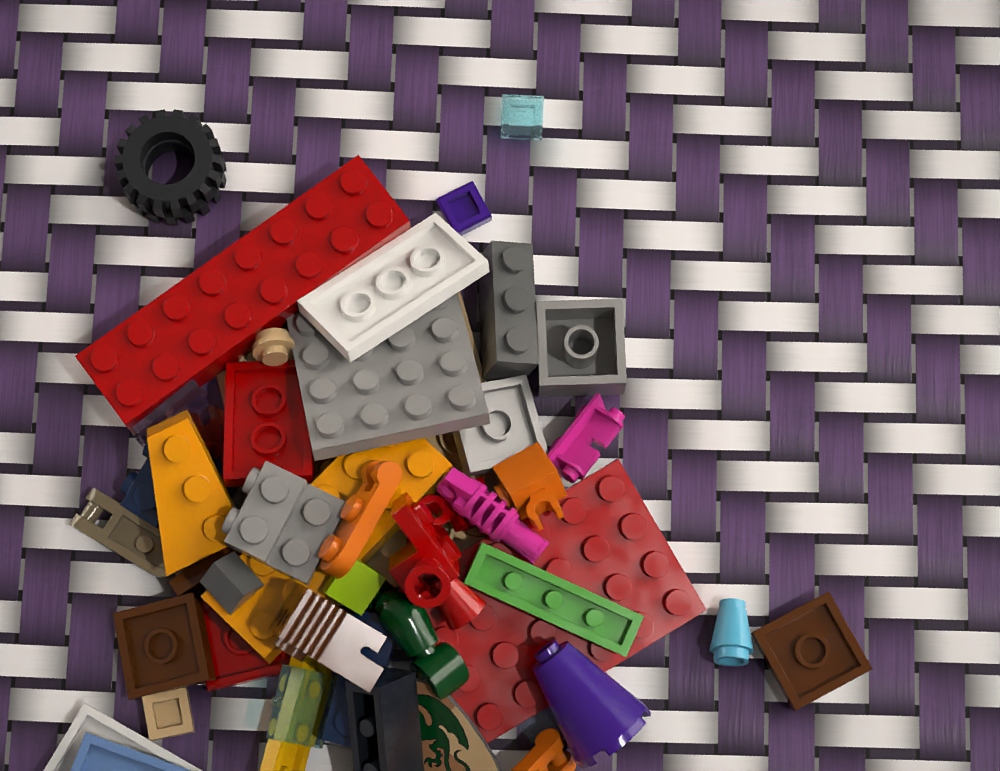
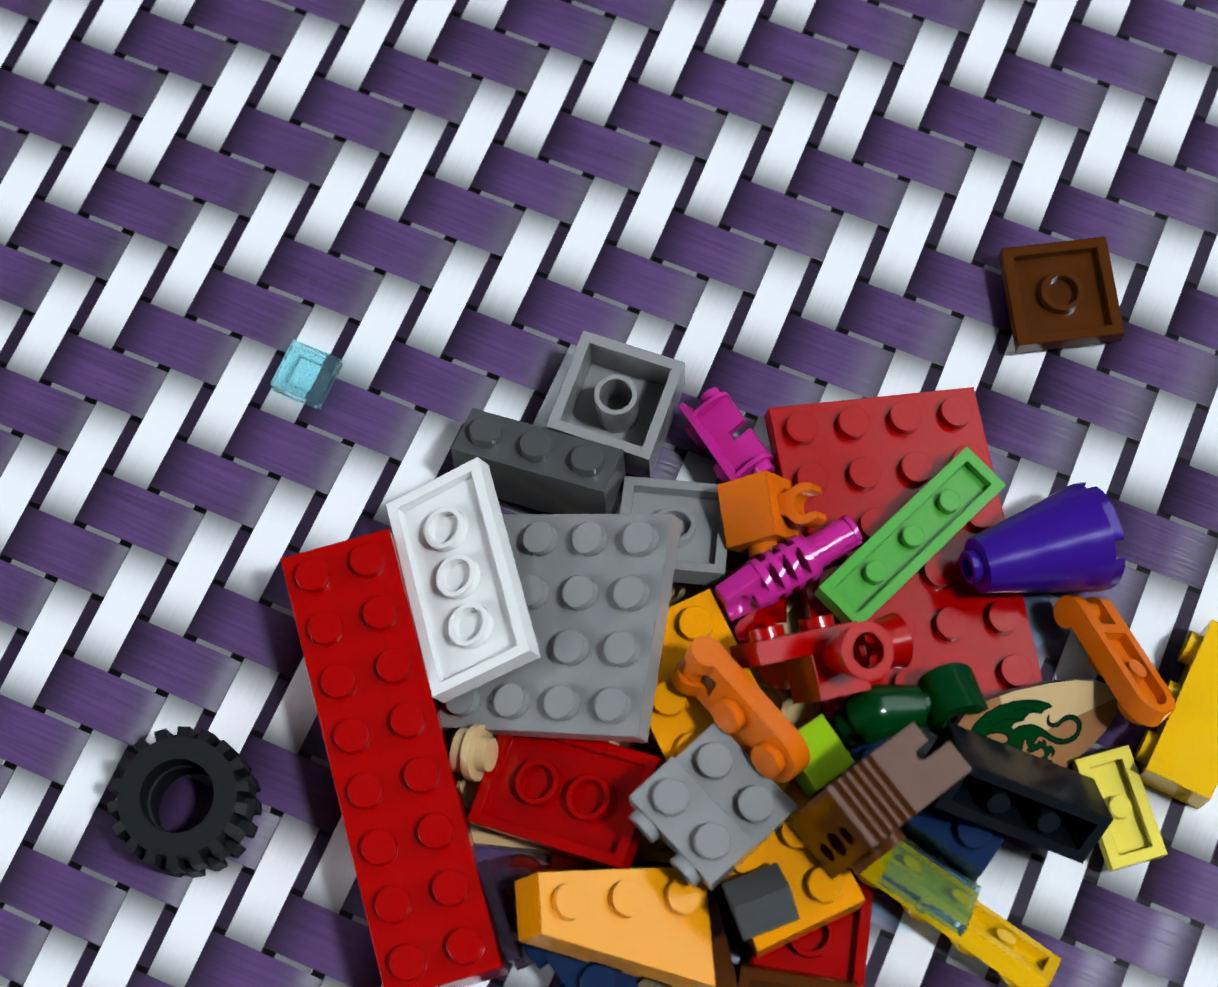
camera: 60 degrees left, 5 degrees down
(464, 209) = (386, 478): dark purple tile -> none
(731, 634) = (1011, 370): medium azure cone -> none

